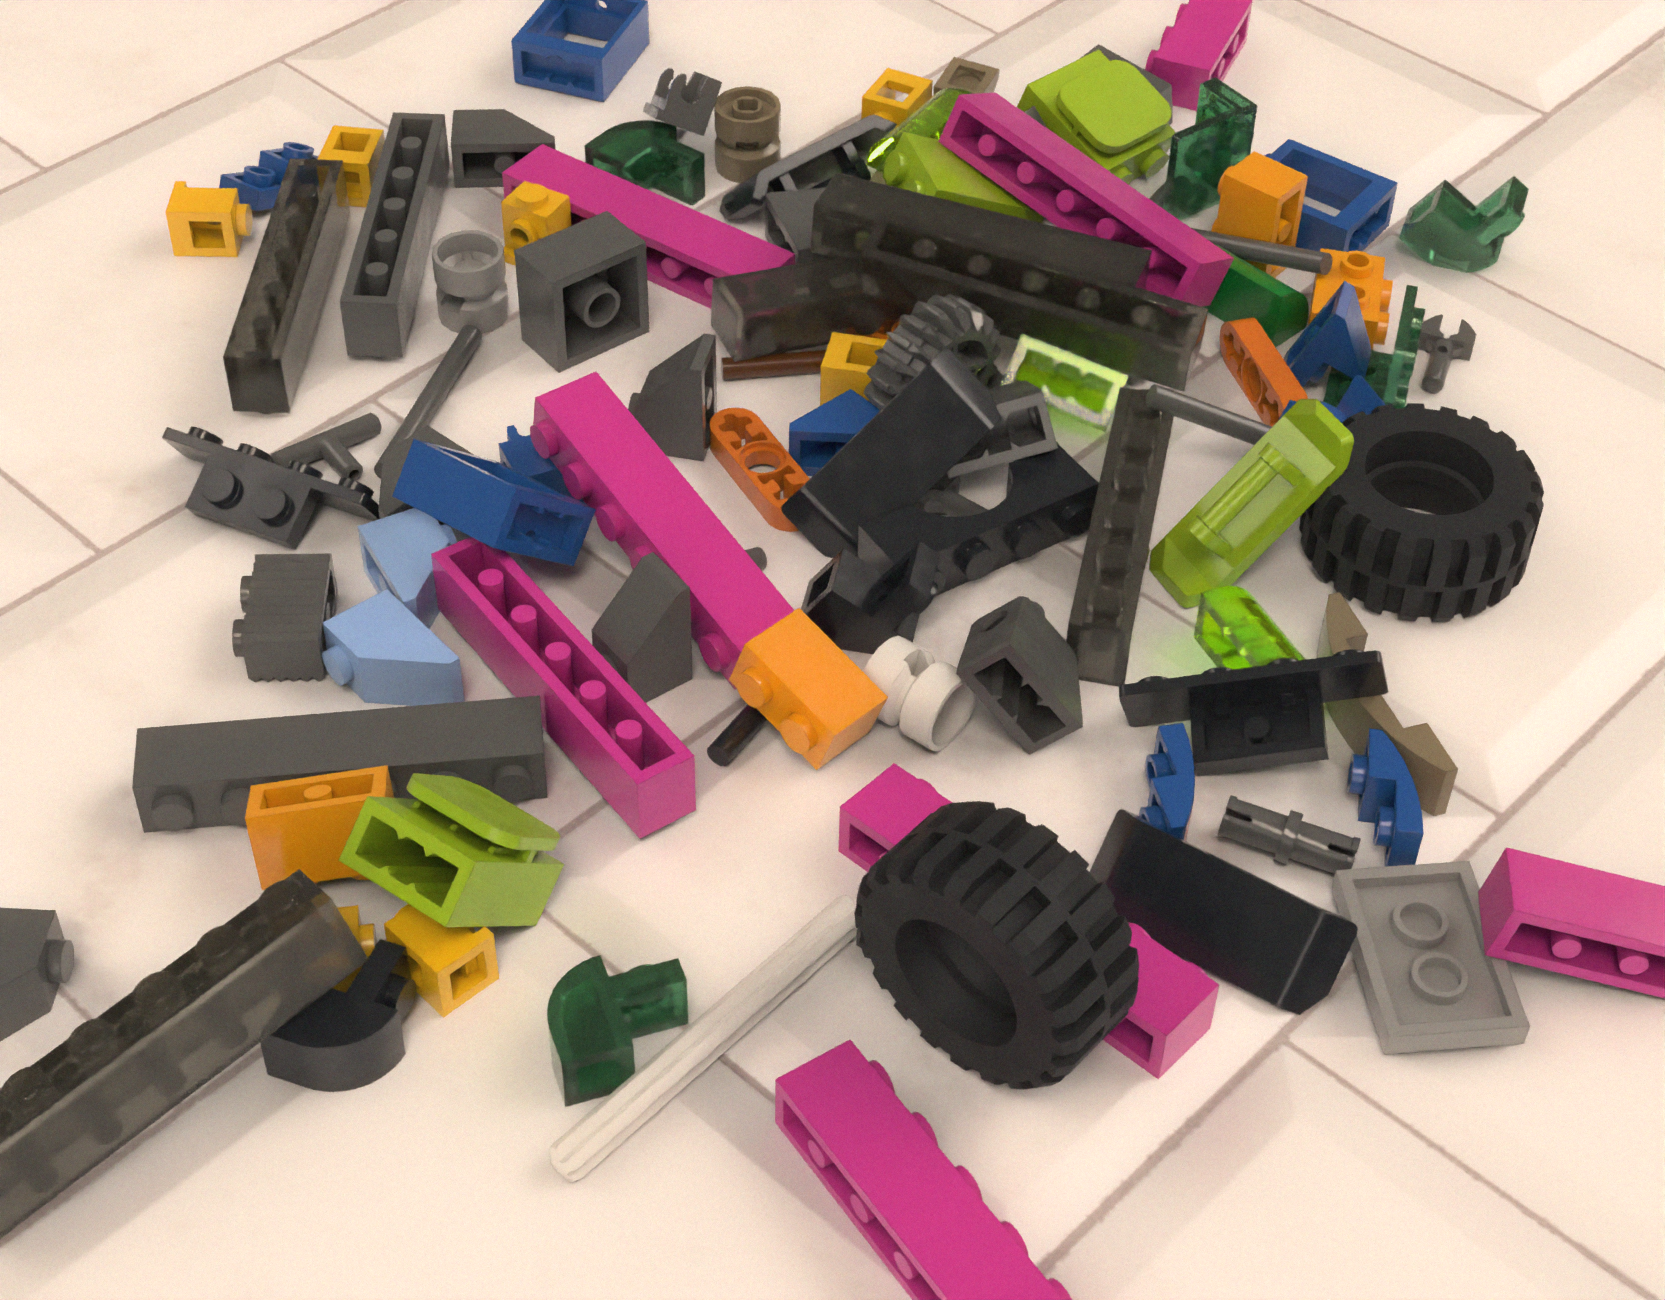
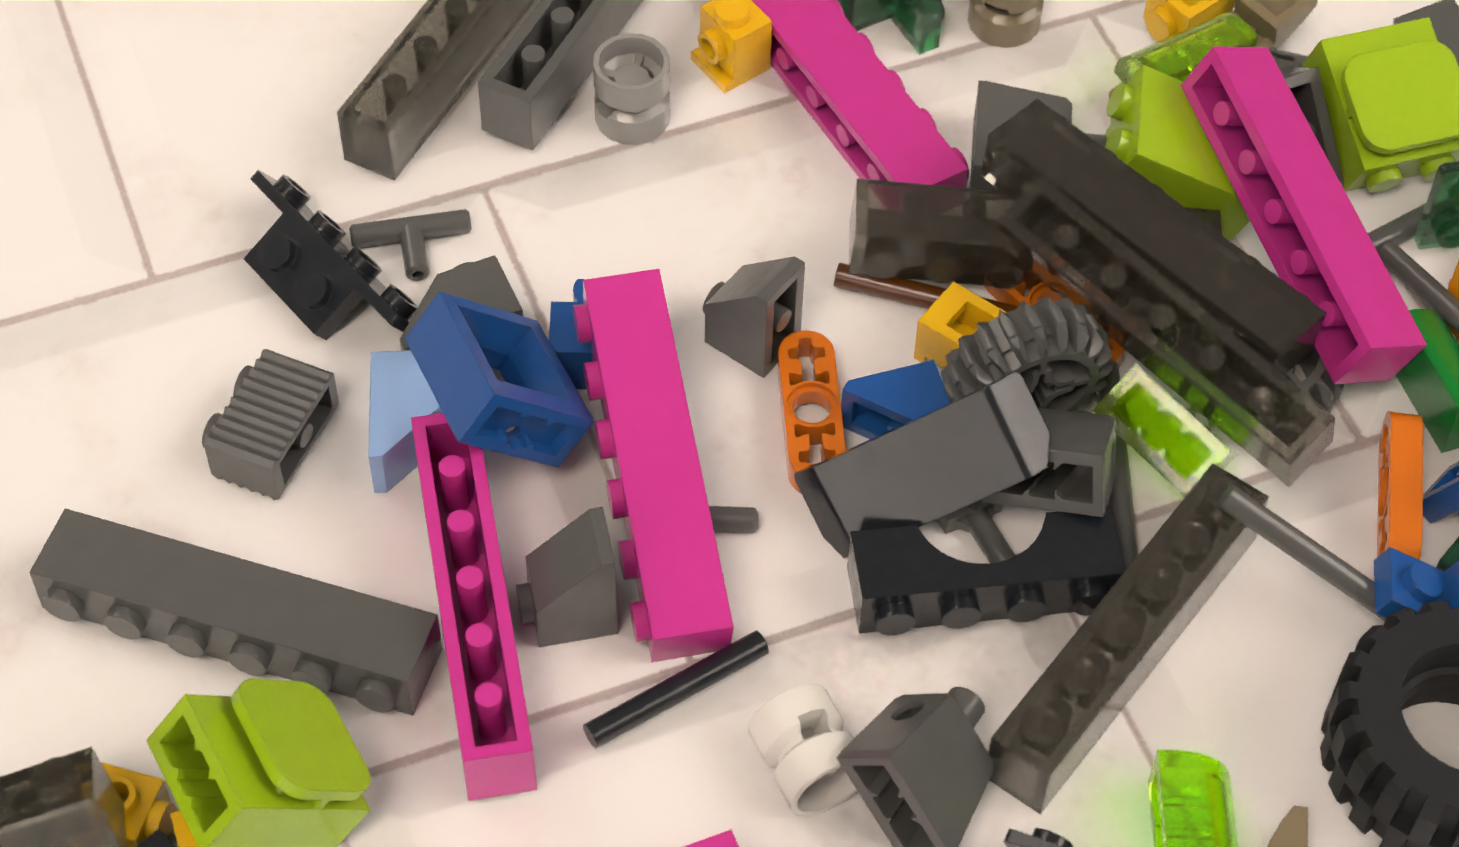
camera: 25 degrees right, 10 degrees up
(309, 822) = (154, 663): light orange brick -> none
(390, 655) = (336, 504): light blue slope -> none
(436, 388) = (543, 202): dark grey bar -> none
(582, 291) = (728, 142): dark grey brick -> none
(807, 688) = (695, 706): light orange brick -> none
(862, 135) = (969, 66): black piece -> none
(866, 608) = (816, 624): black brick -> none
(1253, 503) = (1269, 665): lime piece -> none

